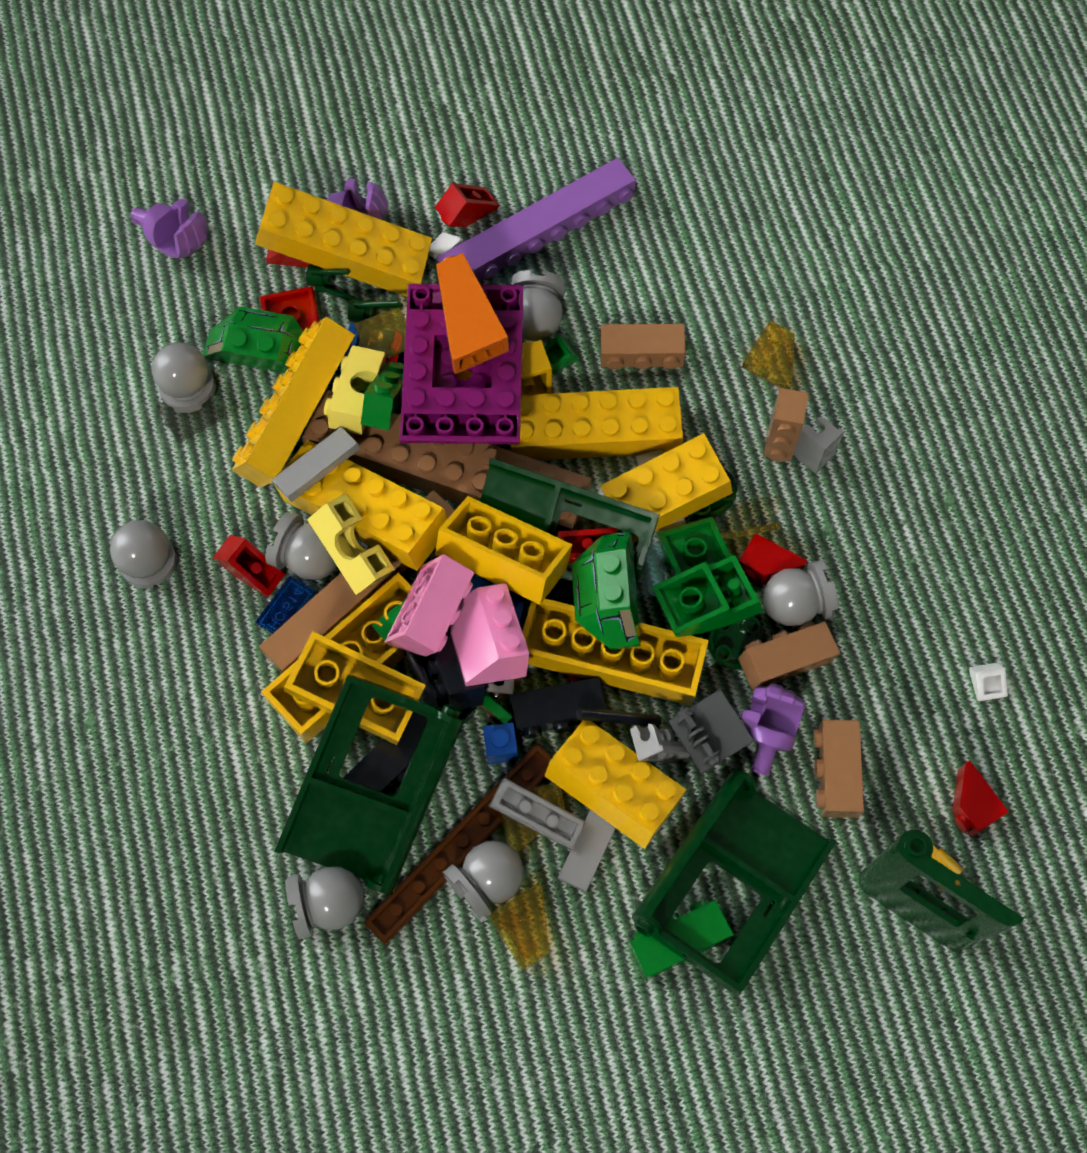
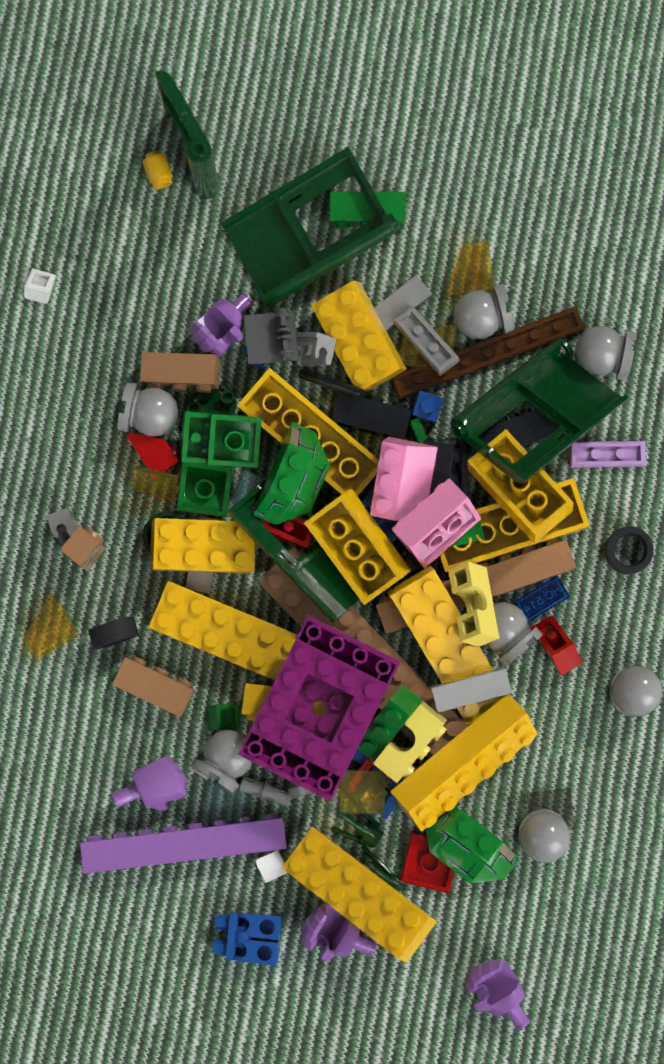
camera: 155 degrees left, 15 degrees up
(200, 677) = (640, 535): none -> black tyre
(269, 795) = (608, 454): none -> lavender tile
(430, 174) = (241, 936): none -> blue hips
(465, 205) = (233, 895): red slope -> none
(469, 318) = (300, 733): orange slope -> none
(592, 259) = (154, 785): none -> medium lavender piece
(709, 370) = (113, 632): none -> black tyre
(839, 769) = (189, 272): medium nougat brick -> none
(974, 801) = (106, 202): red slope -> none

